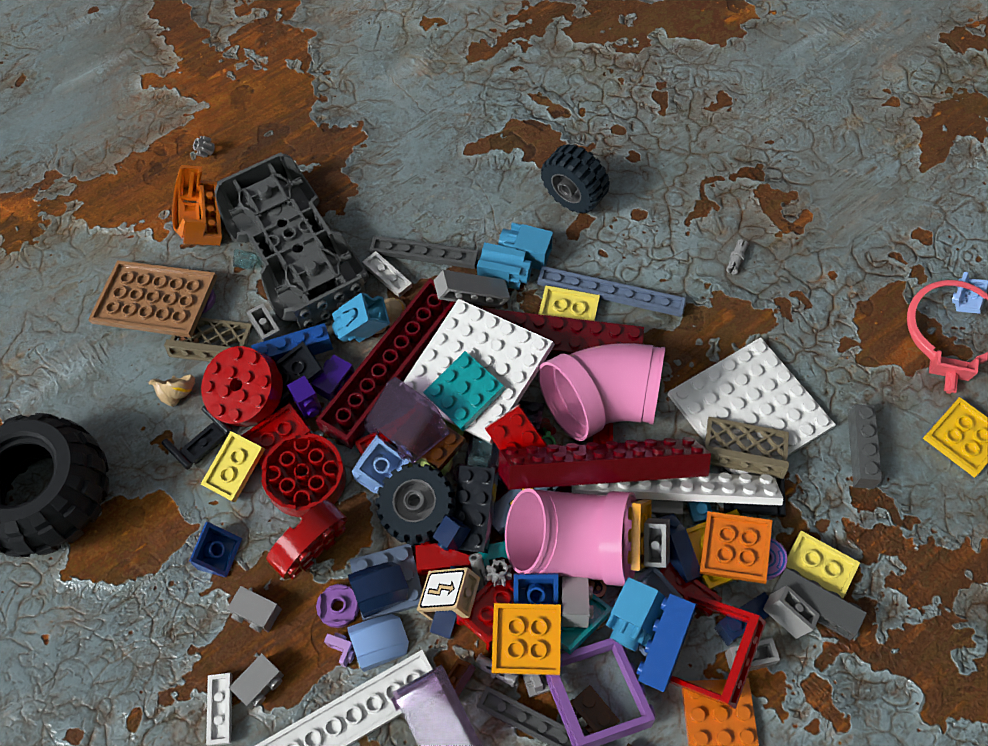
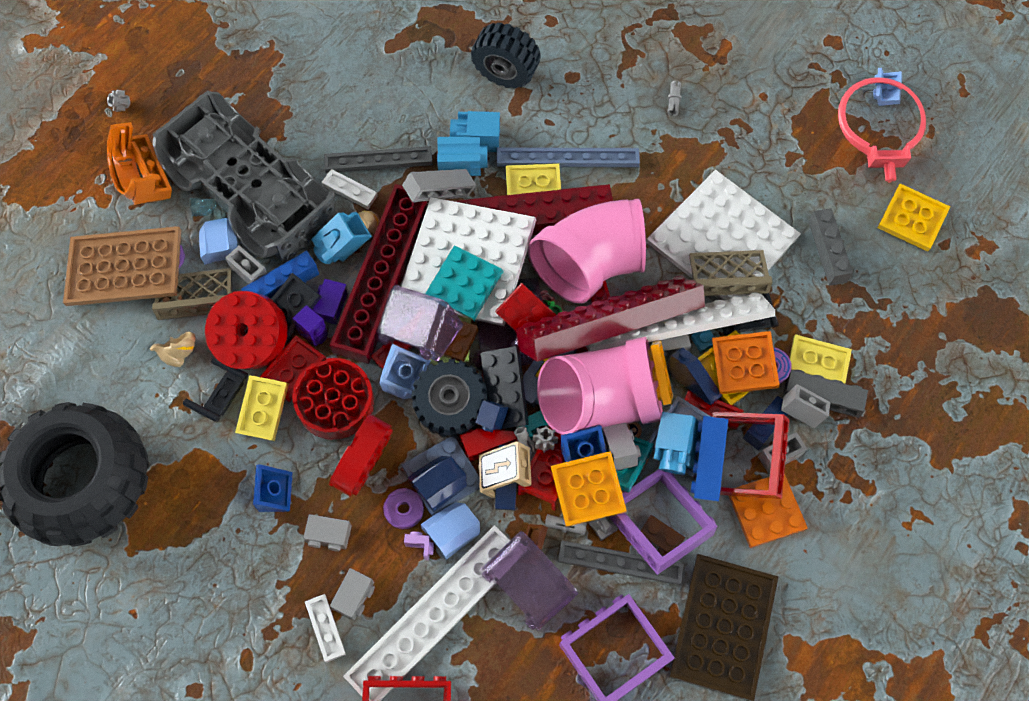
camera: 20 degrees left, 5 degrees up
(246, 294) = (216, 240): none -> light blue slope
(480, 453) = (493, 336): clear light blue bracket -> none
(657, 542) = (677, 375): light grey brick -> none

